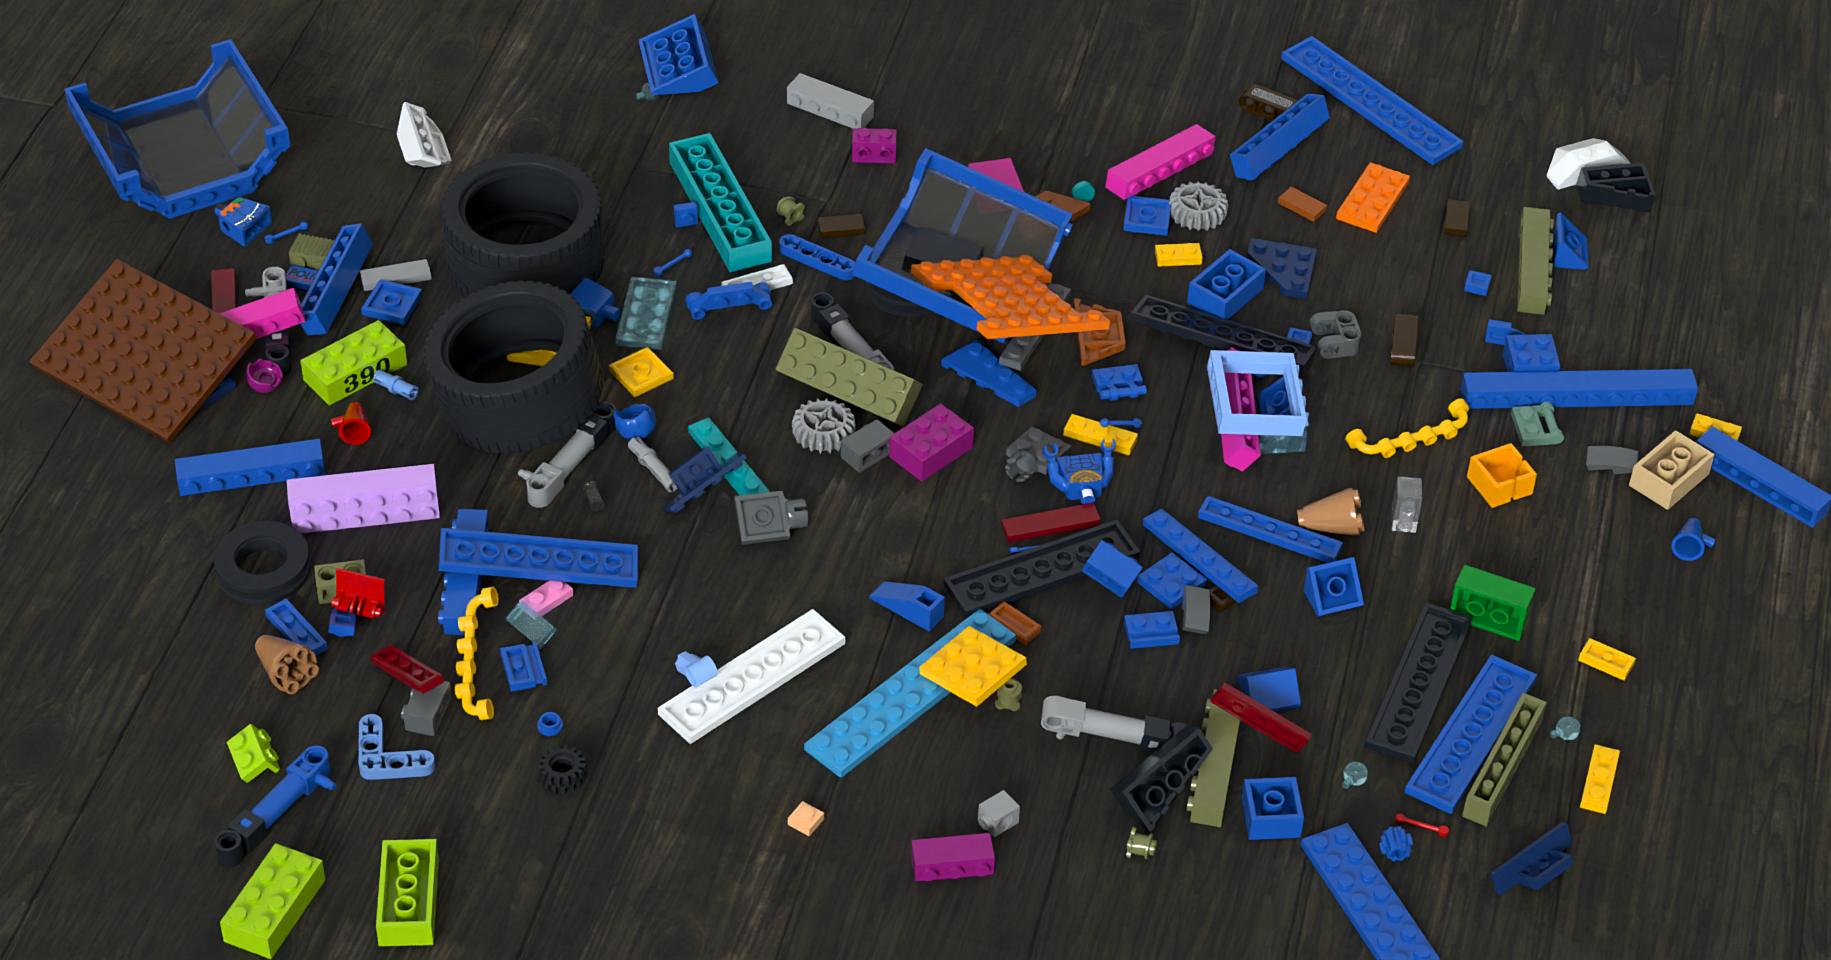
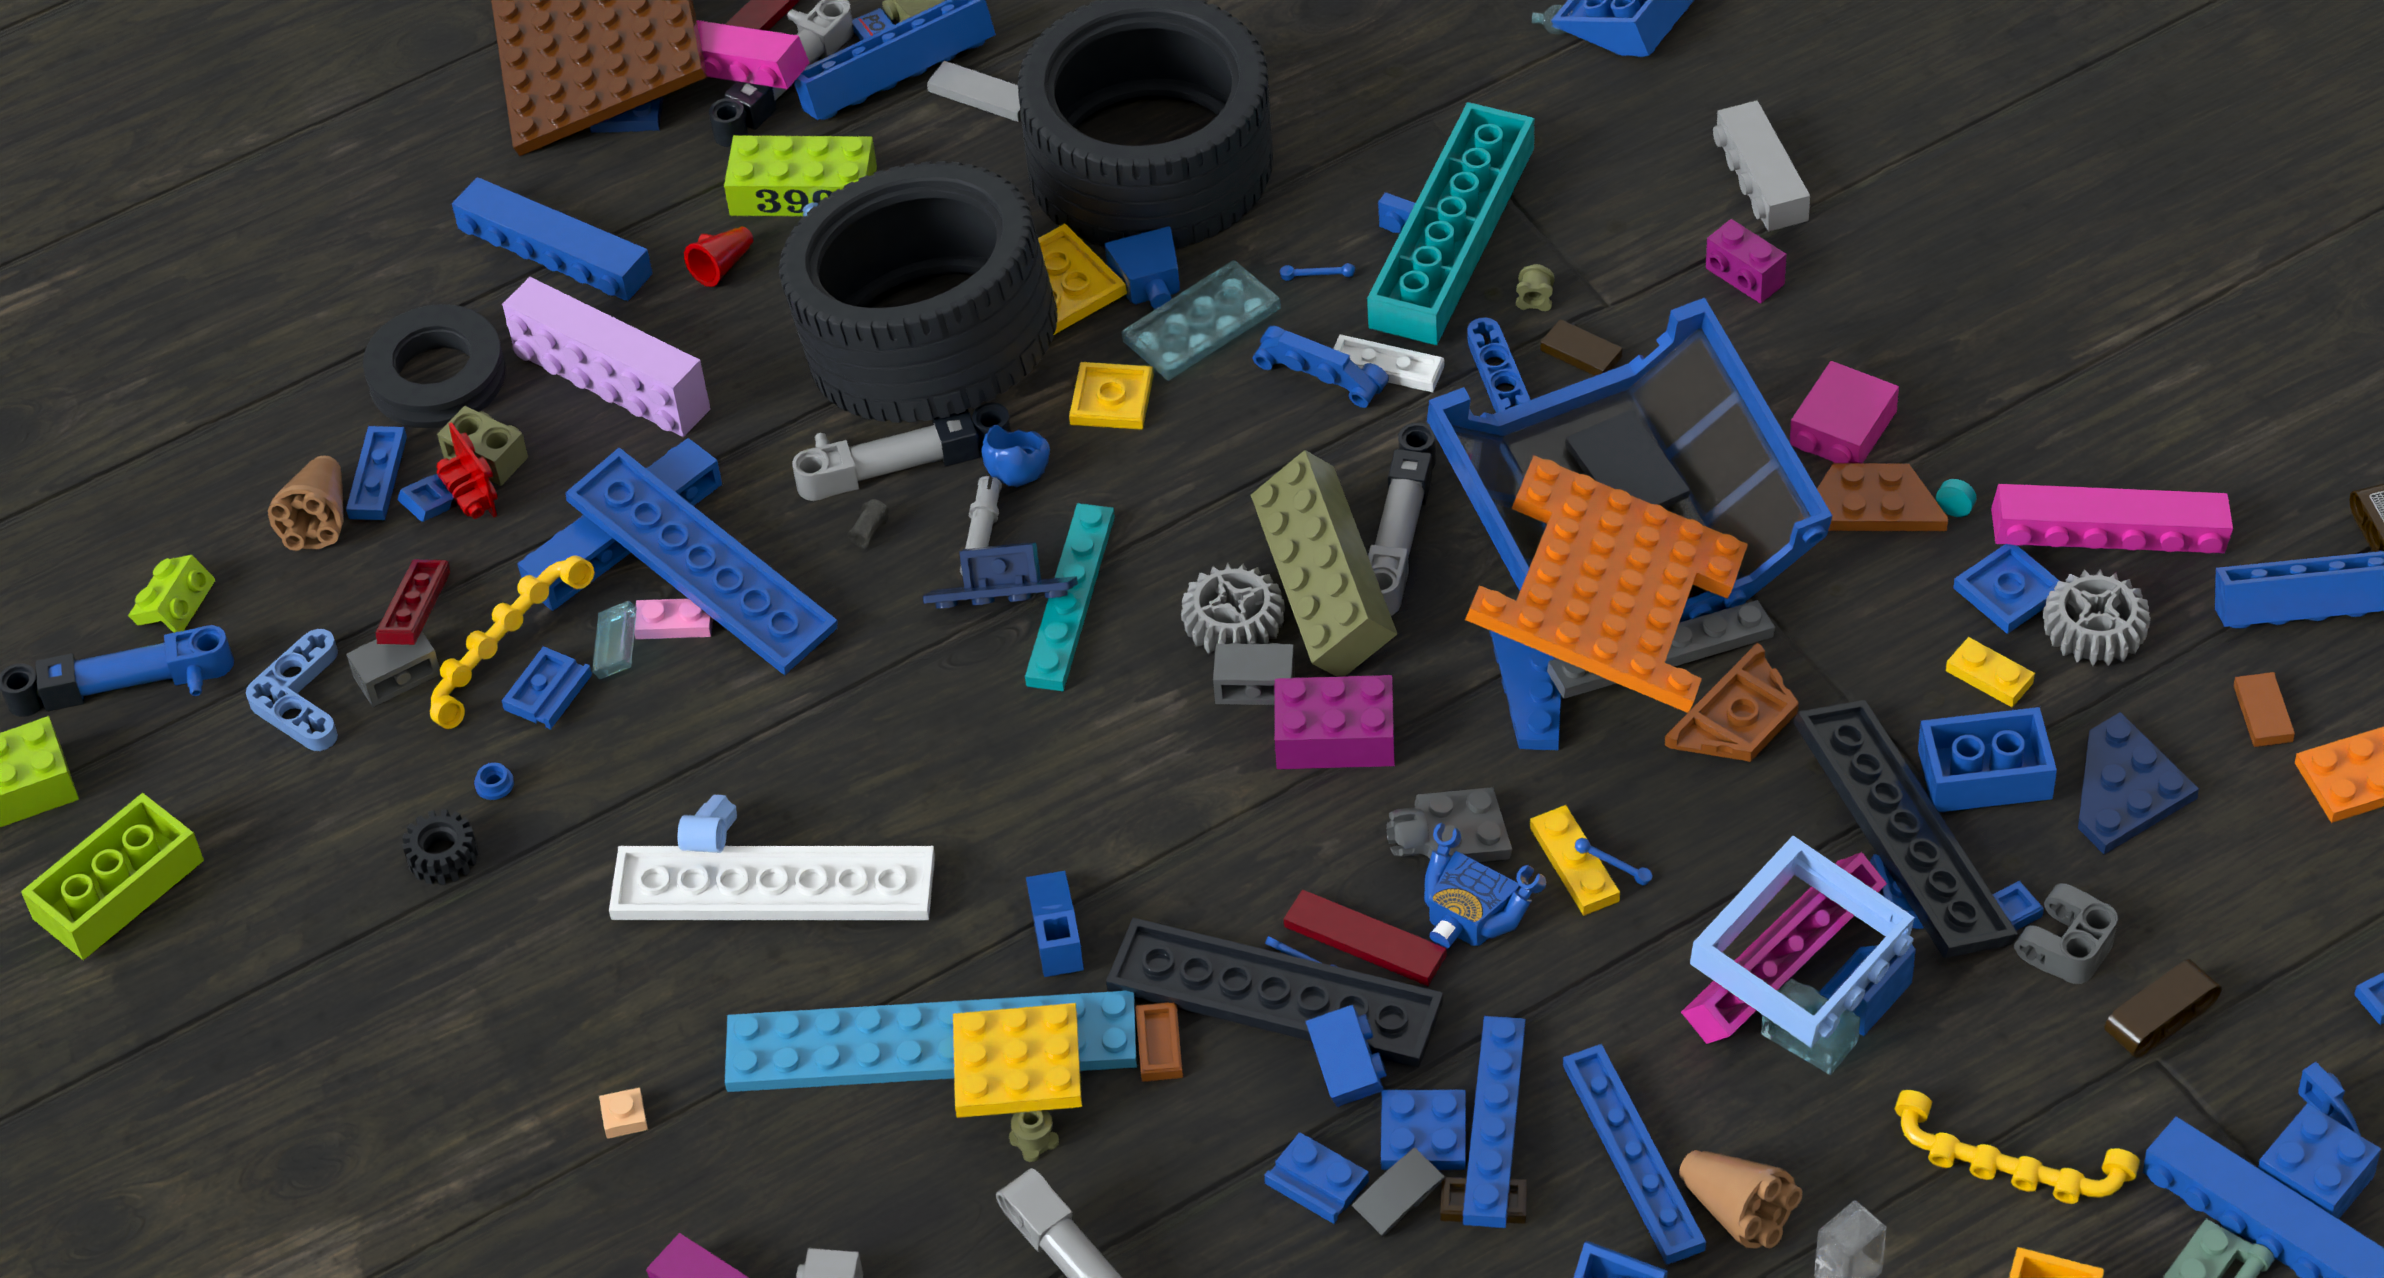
camera: 50 degrees right, 5 degrees up
(263, 376) = (688, 131): magenta hair -> none
(392, 302) = (933, 124): blue plate -> none
(768, 516) = (1022, 688): dark grey plate -> none
(1118, 382) = (1689, 794): blue plate -> none

